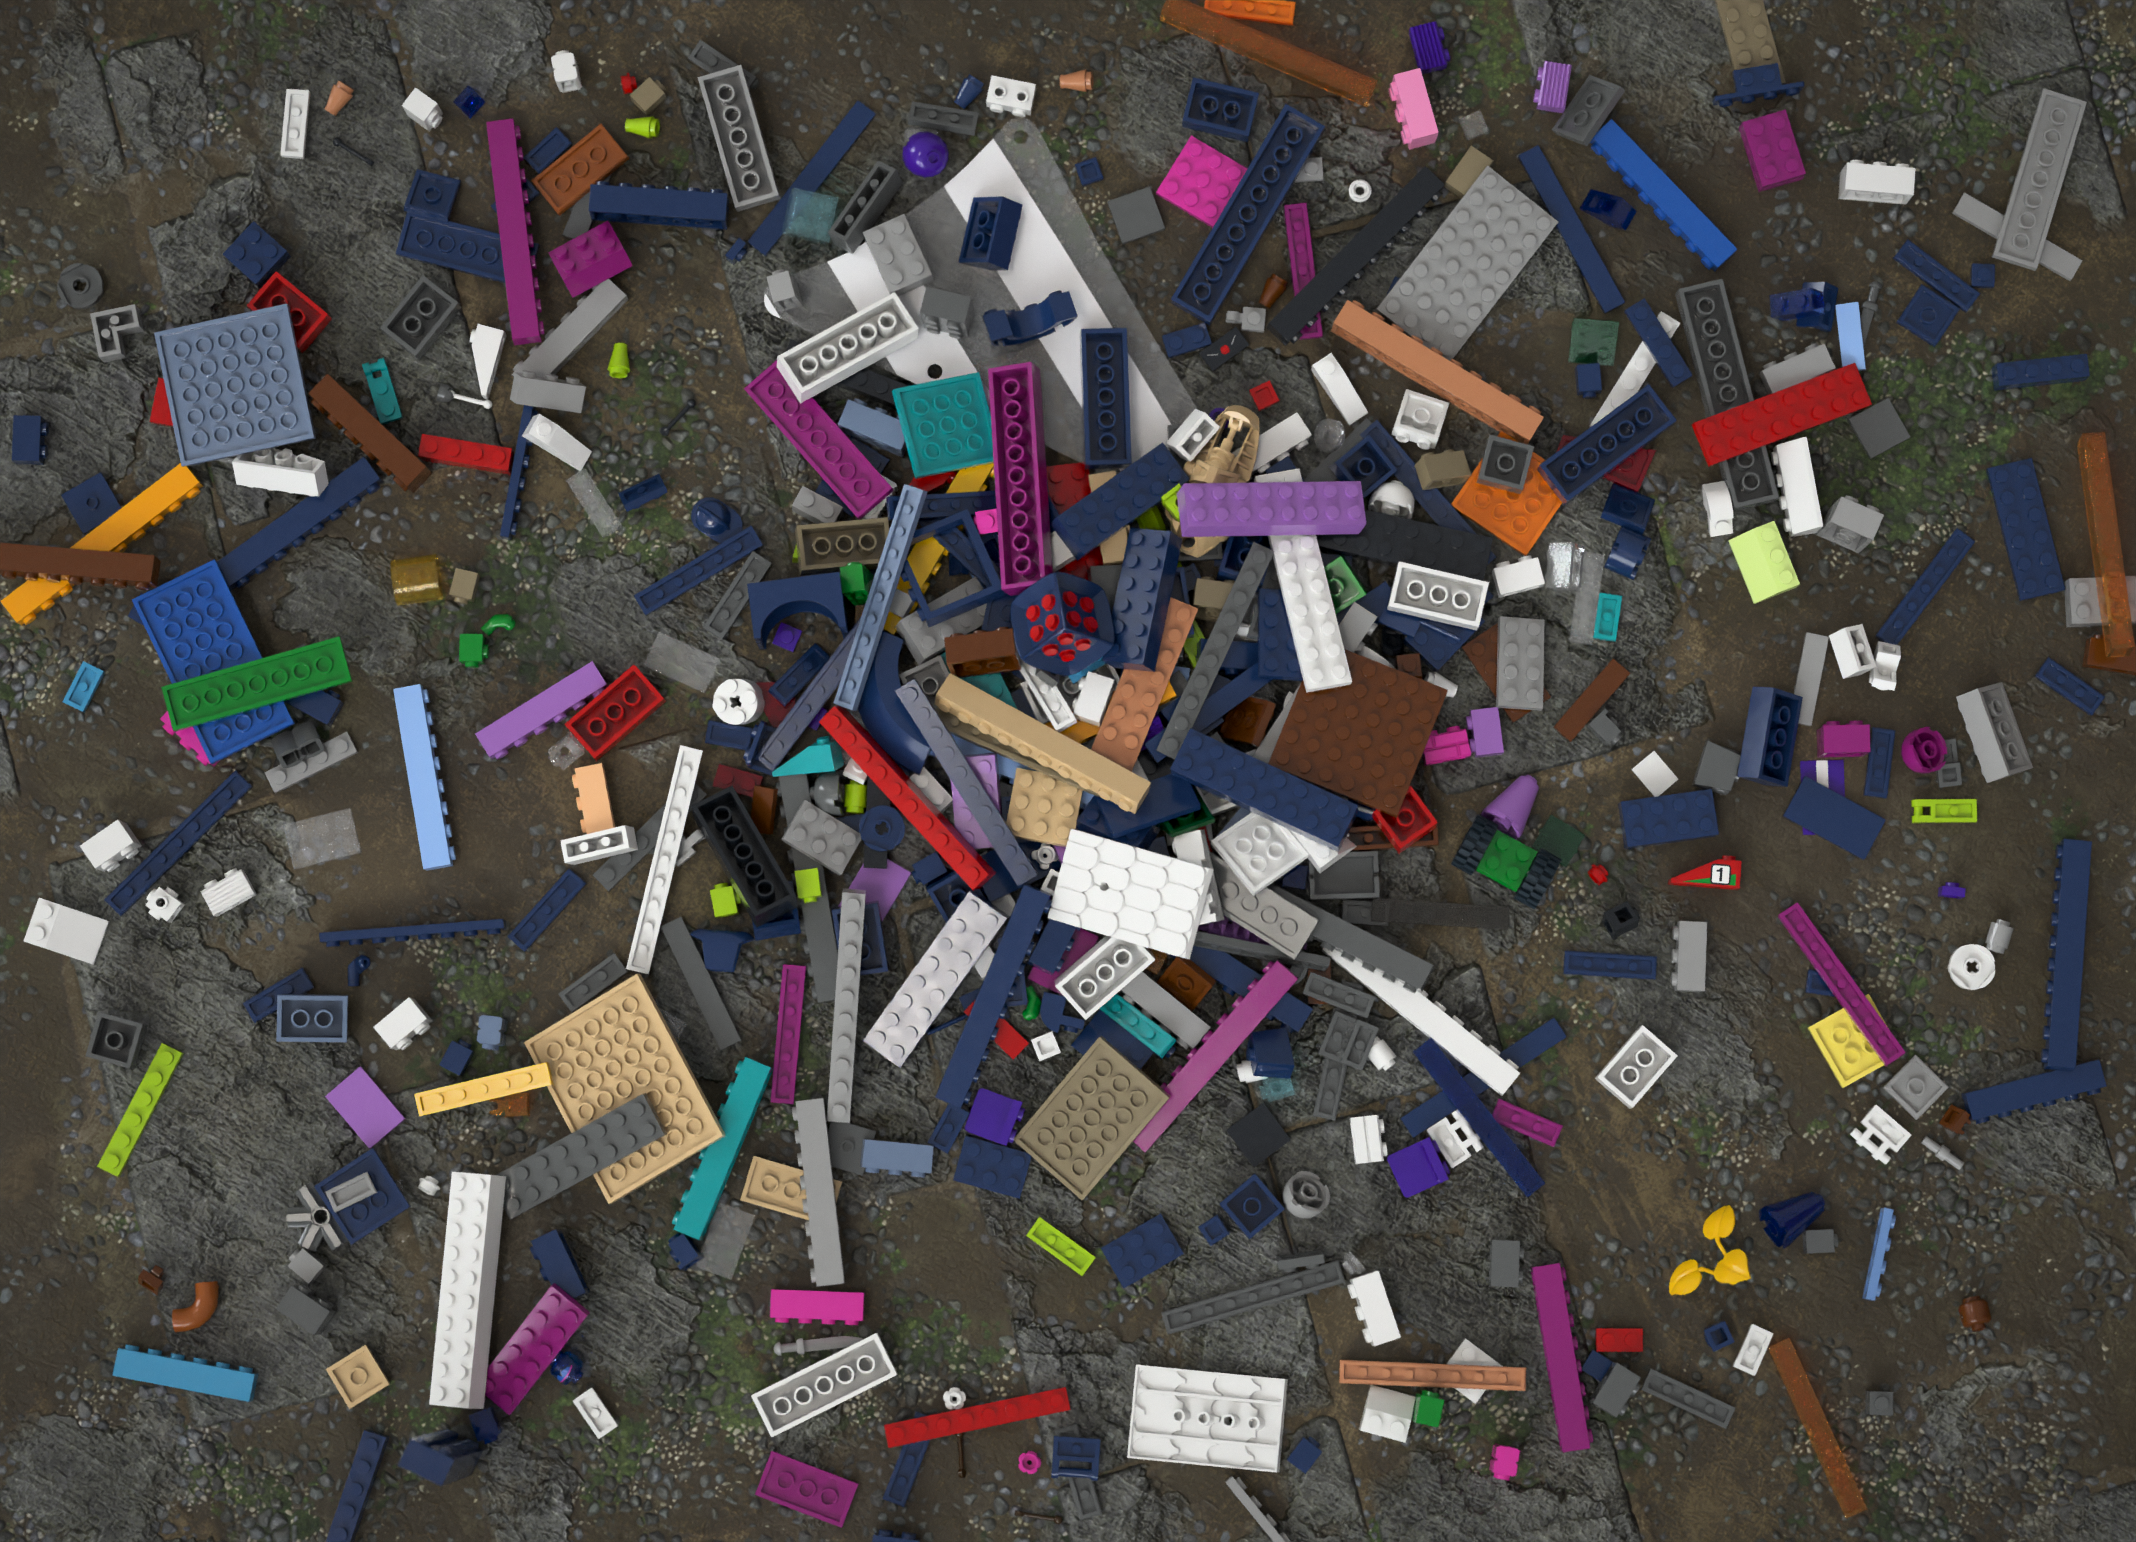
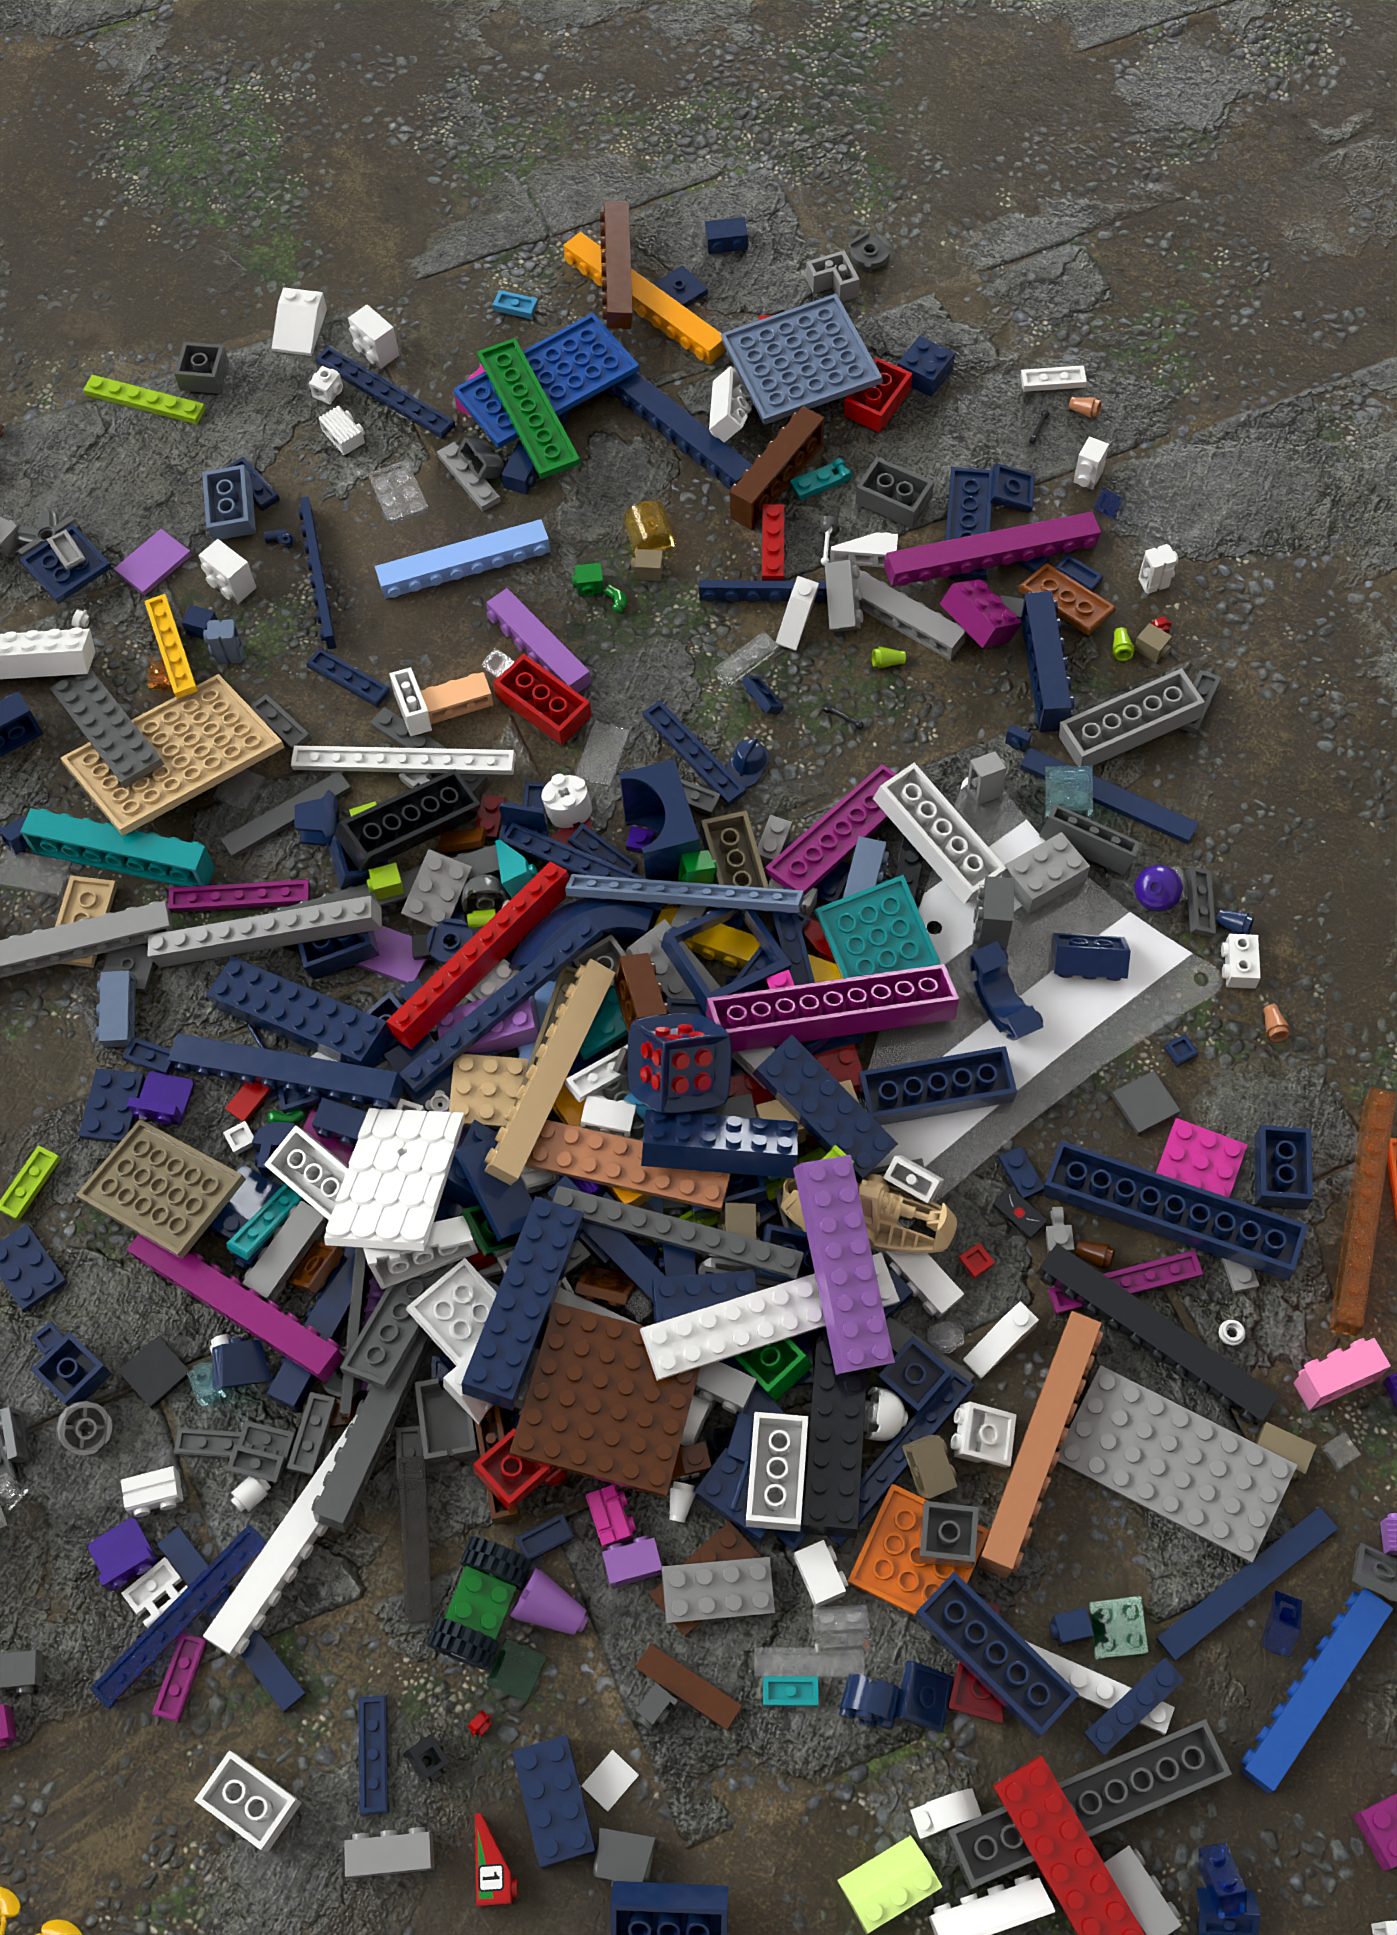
camera: 85 degrees right, 20 degrees down
(1452, 805) = (545, 1537): none -> dark blue tile

